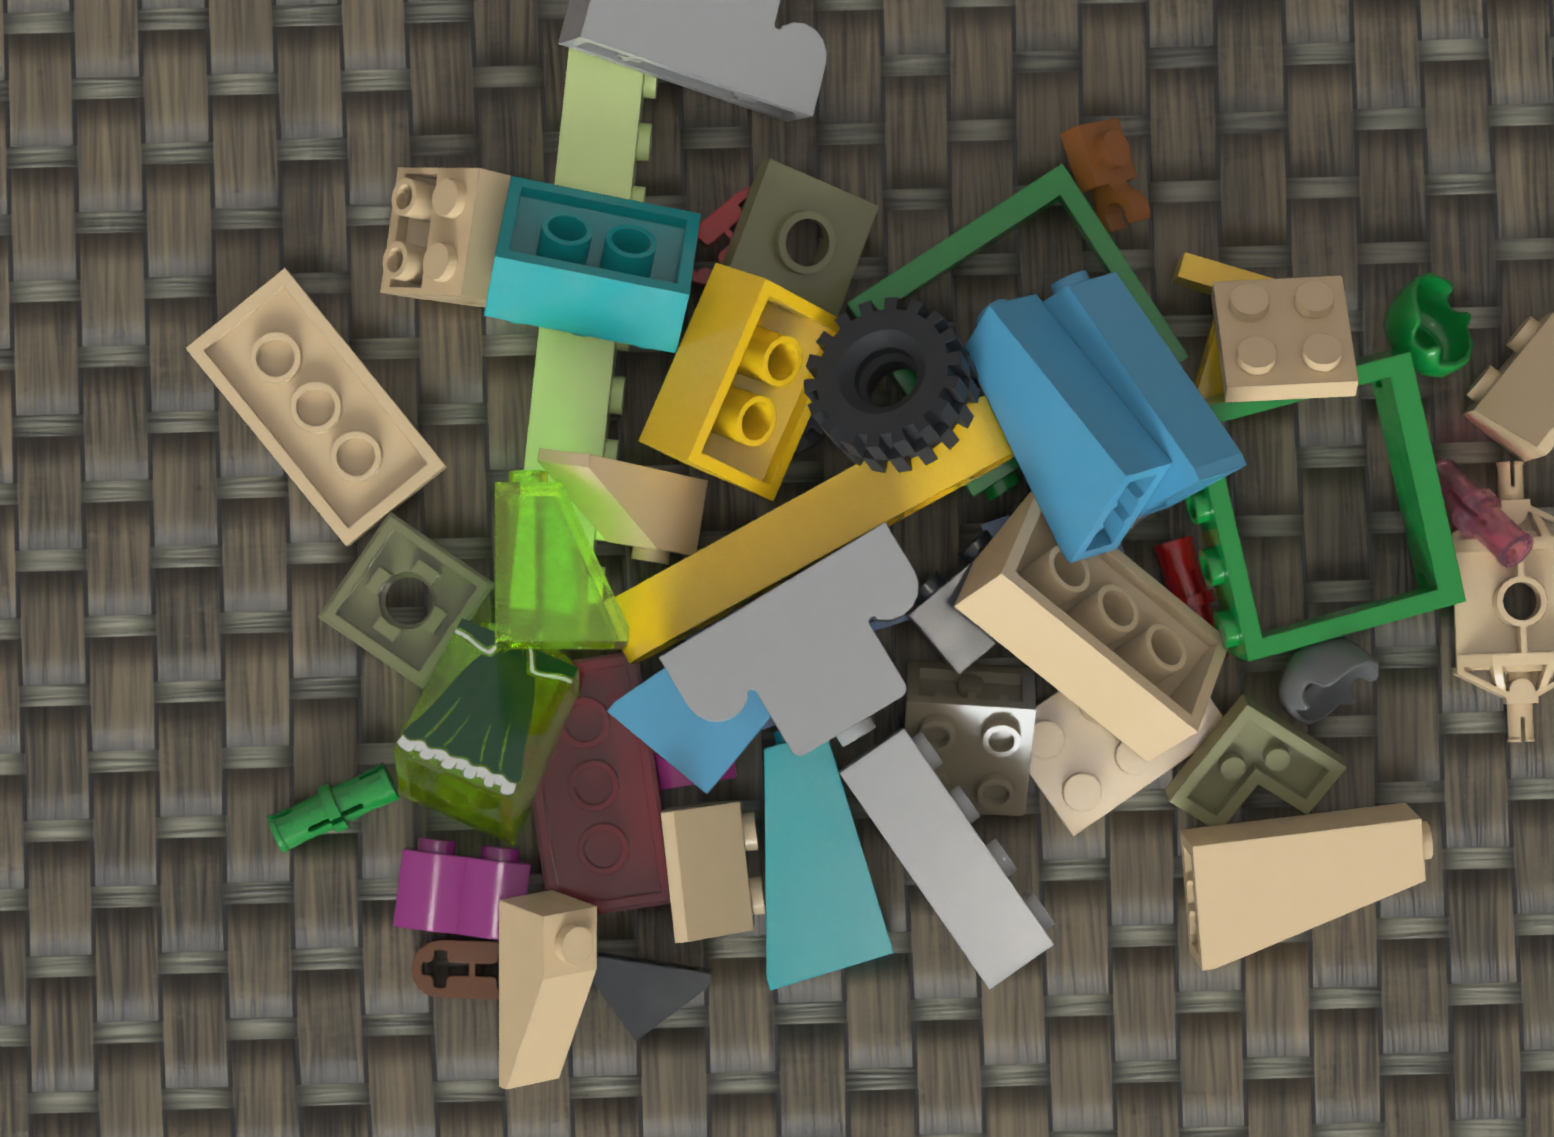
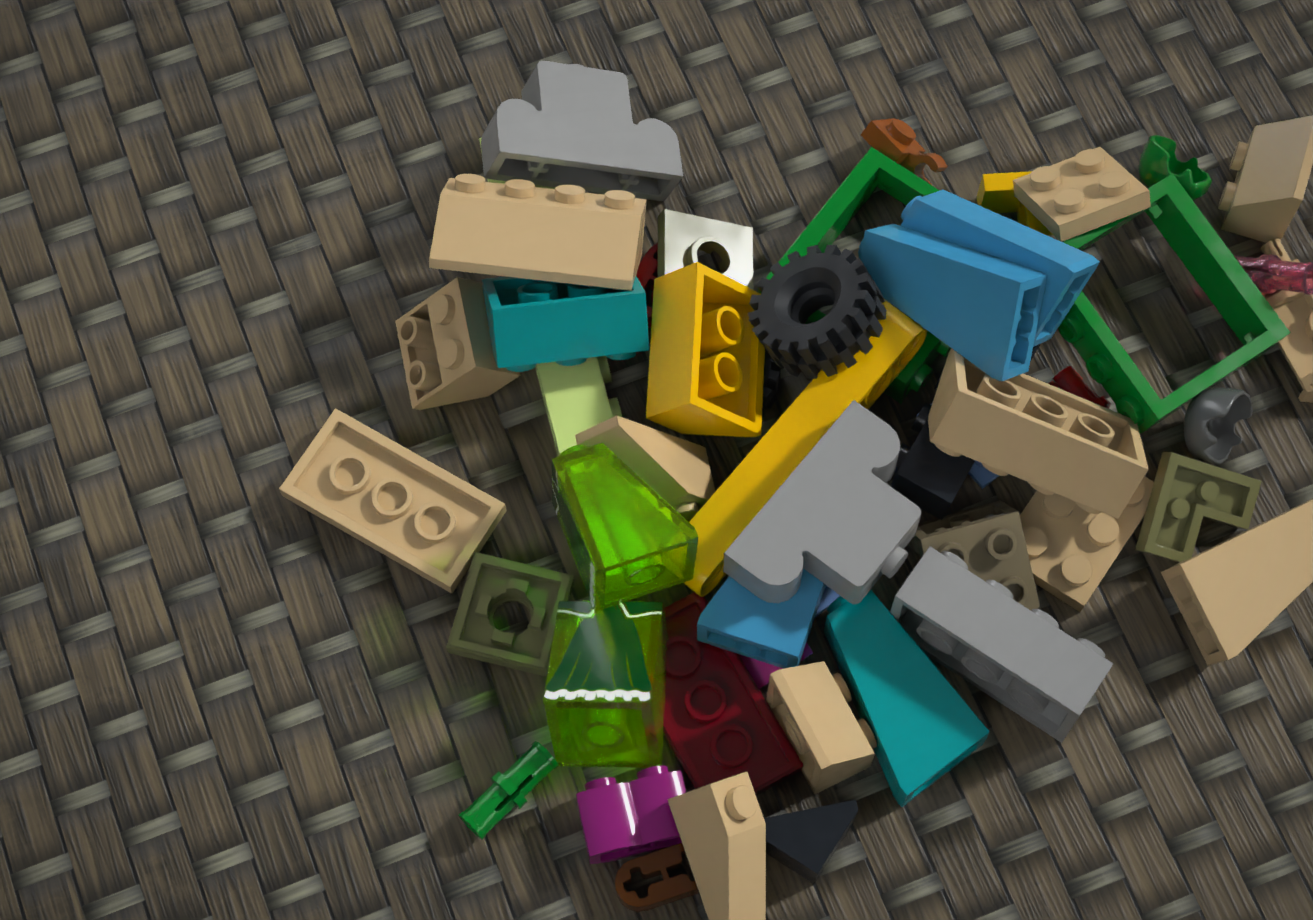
camera: 20 degrees left, 20 degrees down
(593, 158) = (538, 232): none -> tan slope

